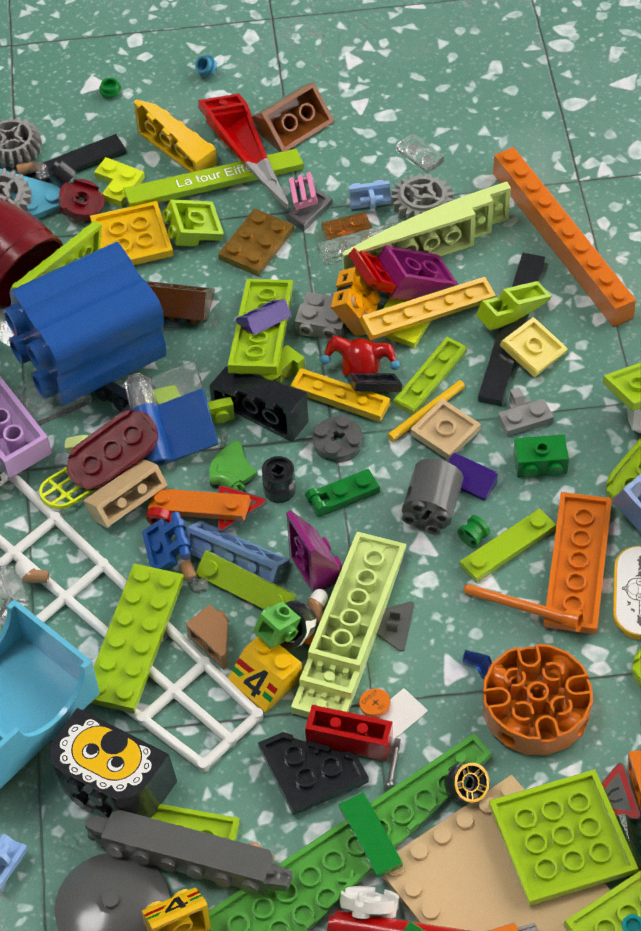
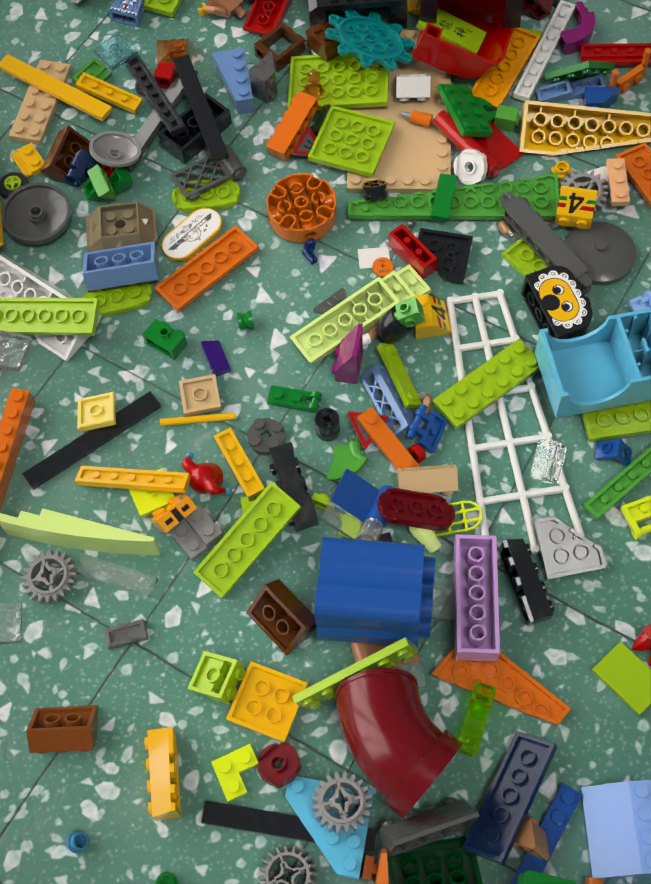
camera: 140 degrees left, 10 degrees up
(29, 574) = (525, 466): arm -> none
(33, 167) = (290, 827): arm -> none
(61, 173) = (275, 800): black plate -> none
(208, 179) = (169, 713): lime tile -> none
(211, 634) = (441, 357): medium nougat slope -> none
(234, 124) = (112, 752): red plate -> none
(256, 242) = (186, 632): pearl gold plate -> none
(264, 316) = (242, 540): slope -> none
(300, 182) = (110, 663): bright pink tile -> none
(345, 226) = (117, 597): clear orange plate -> none
(369, 194) = (85, 614): light blue hips -> none
(372, 271) = (146, 515): red plate -> none
(374, 382) = (212, 452): black plate -> none
(415, 272) = (117, 510): magenta slope -> none
(430, 376) = (172, 442): lime tile -> none
(432, 495) = (249, 349): dark grey cylinder -> none
(507, 545) = (232, 304): lime plate -> none
(512, 304) = (80, 444): lime slope -> none
(524, 414) = (145, 376): light grey hinge -> none
(572, 618) = (246, 231): orange piece -> none

